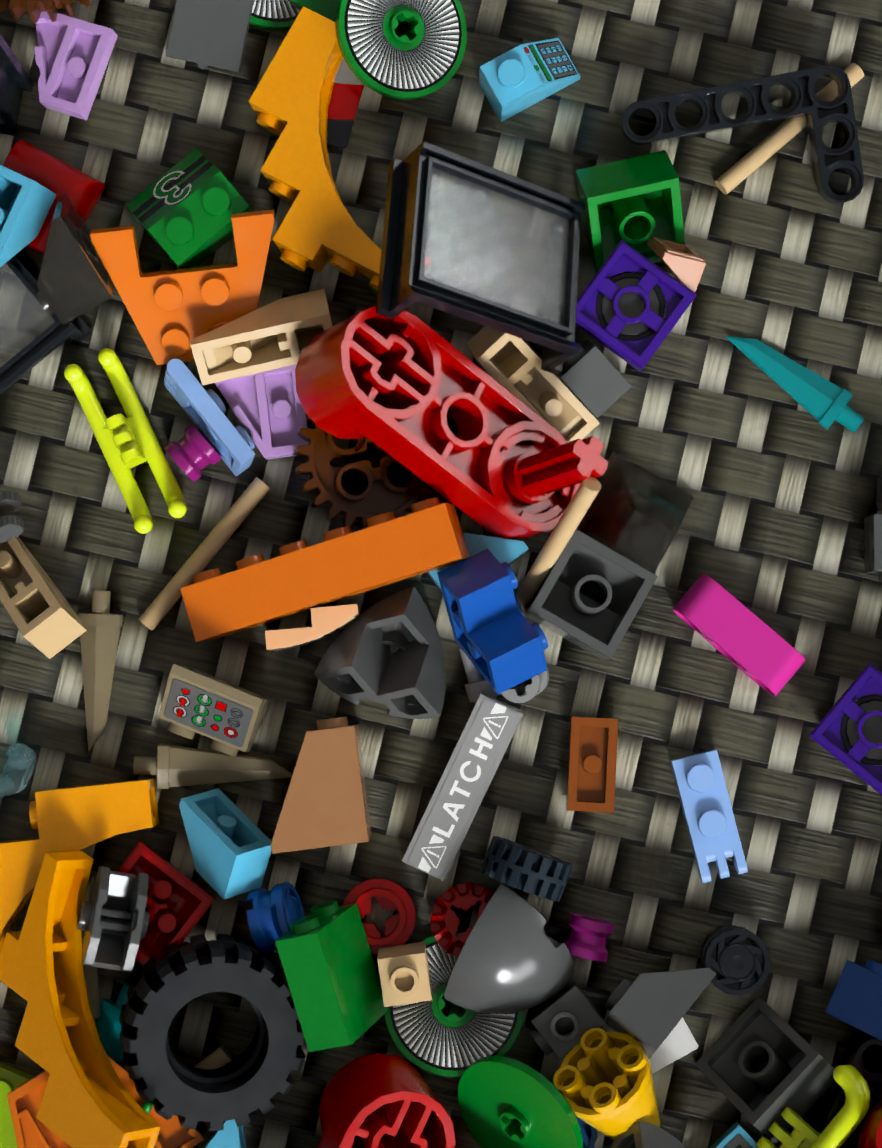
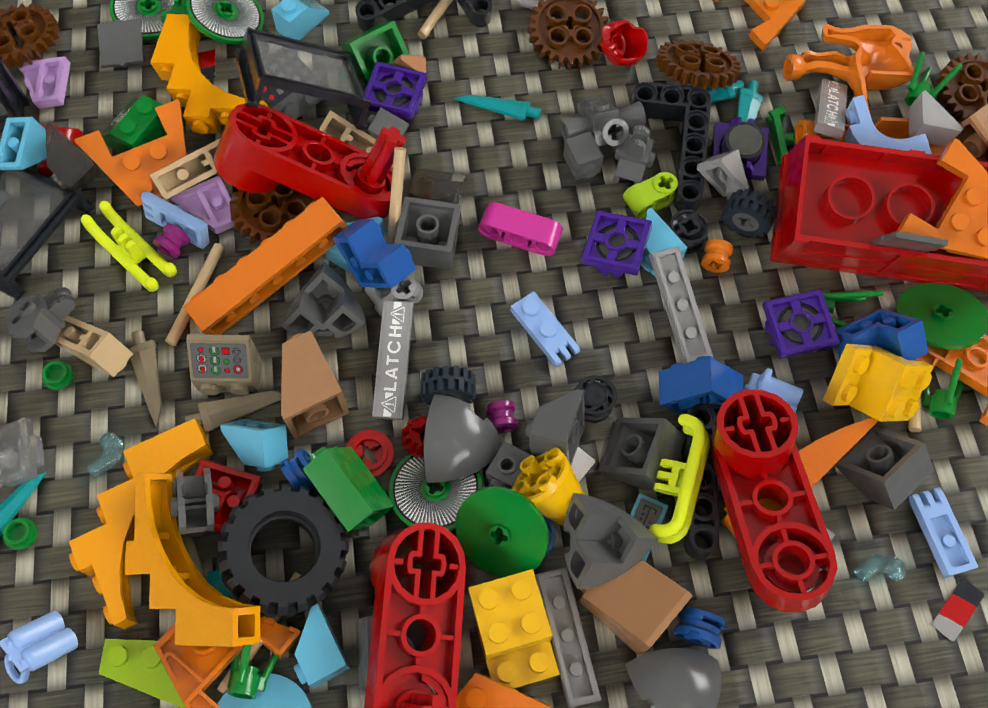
camera: 25 degrees left, 20 degrees down
(324, 623) = (270, 311): light nougat slope -> none
(404, 974) = (396, 472): tan brick -> none
(592, 764) = (465, 323): dark orange plate -> none

